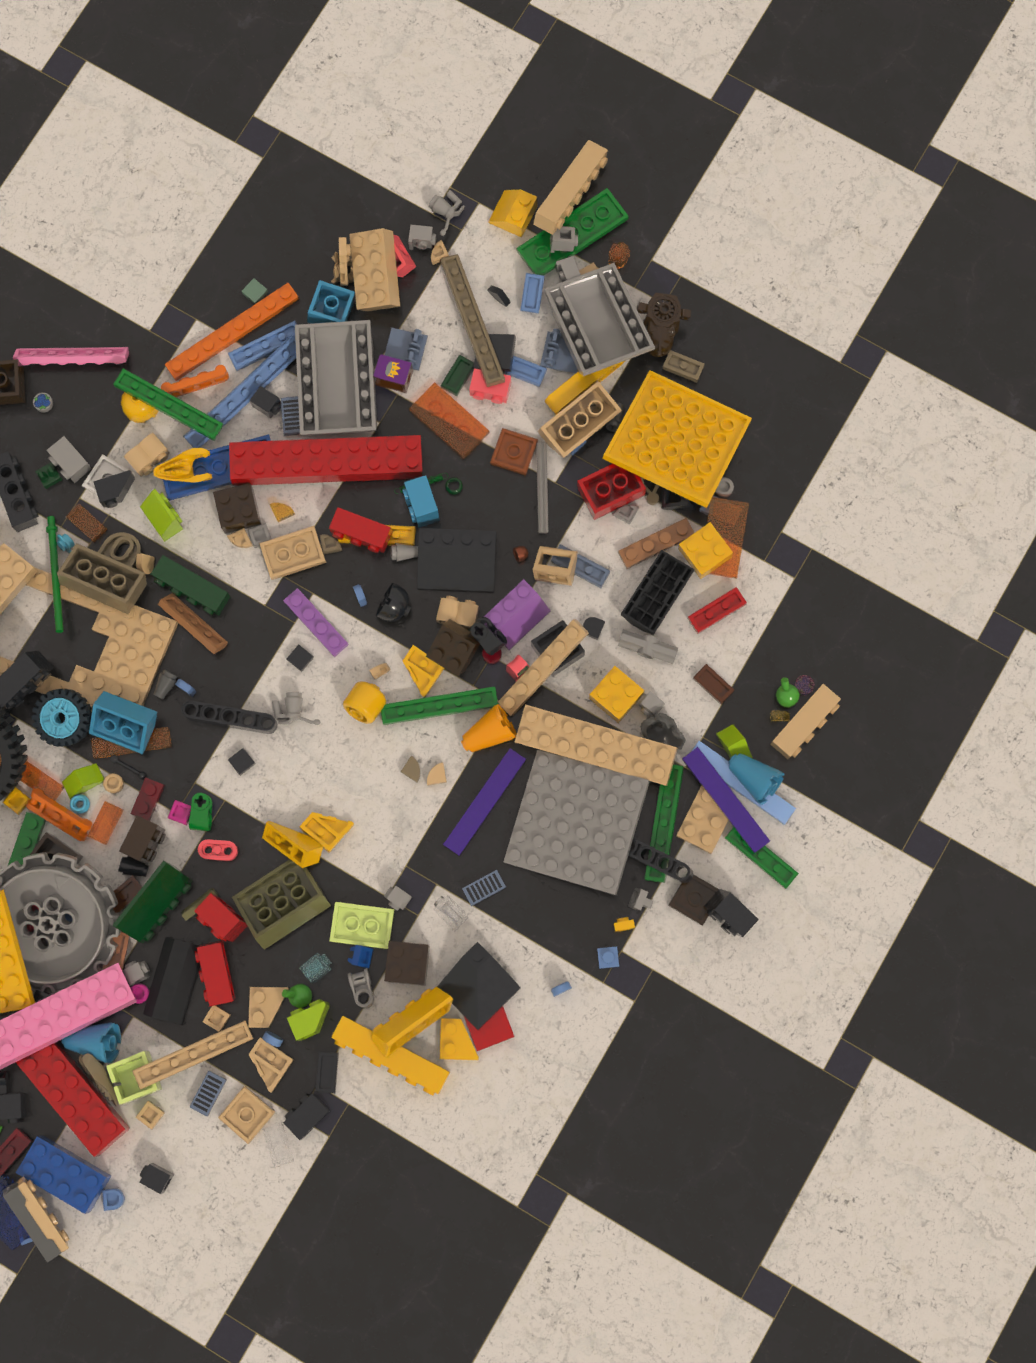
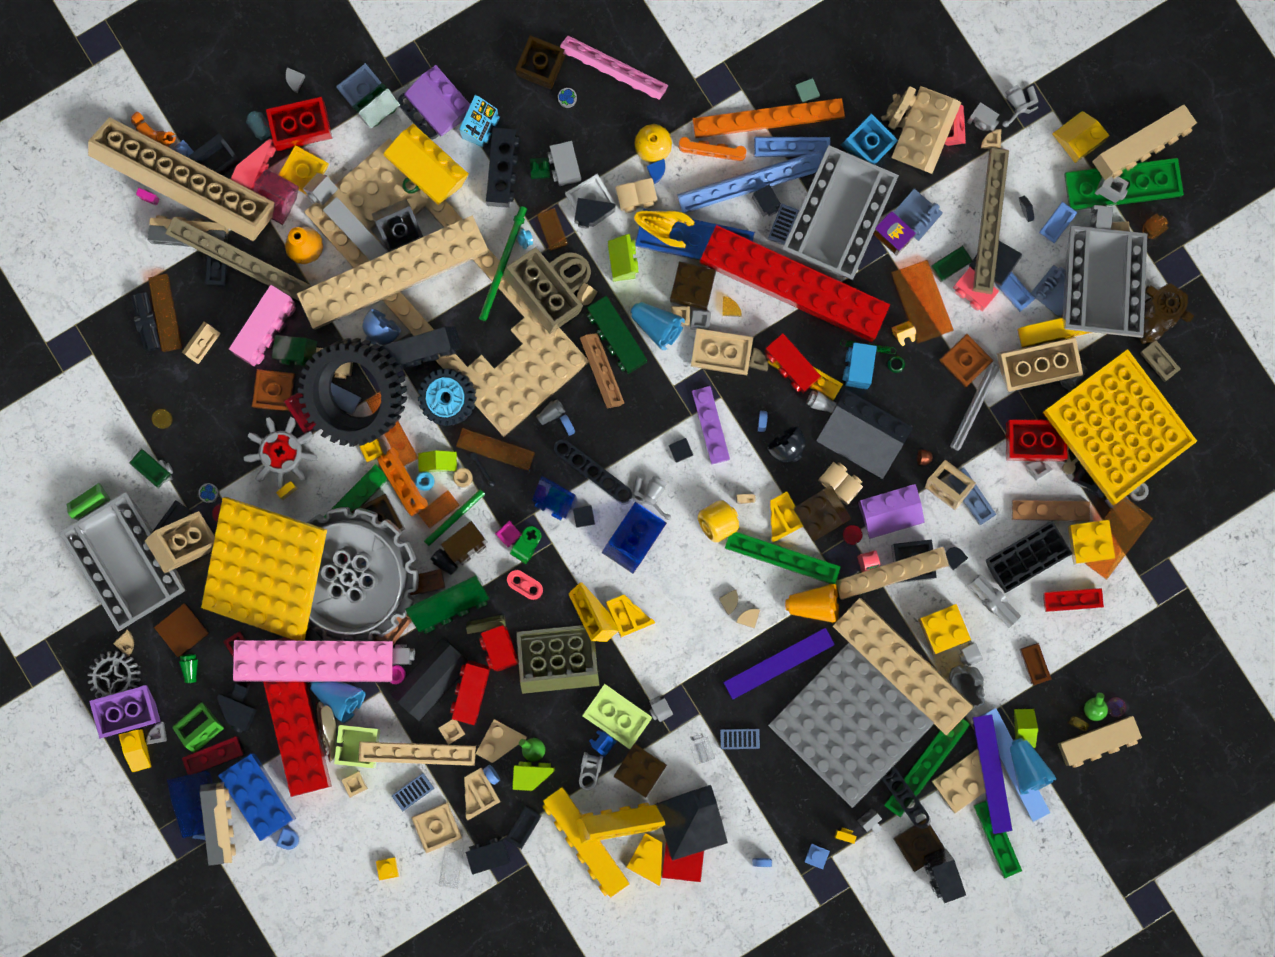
camera: 25 degrees right, 5 degrees up
(122, 722) = (498, 429): dark azure slope -> none
(123, 824) = (453, 518): none -> green bar
(147, 799) = (485, 507): dark red plate -> none
(155, 425) = (656, 170): none -> blue tile
(155, 1178) = (333, 841): black brick -> none
(168, 404) = (678, 160): green tile -> none
(204, 757) = (554, 498): none -> clear blue slope
(219, 1177) = (387, 868): none -> yellow plate
(223, 556) = (657, 323): none -> dark azure cone
(296, 757) = (634, 537): none -> clear blue slope
(316, 967) = (559, 732): clear light blue brick -> none
(445, 453) = (903, 331): none -> yellow tile
(490, 637) = (858, 520): black piece -> none

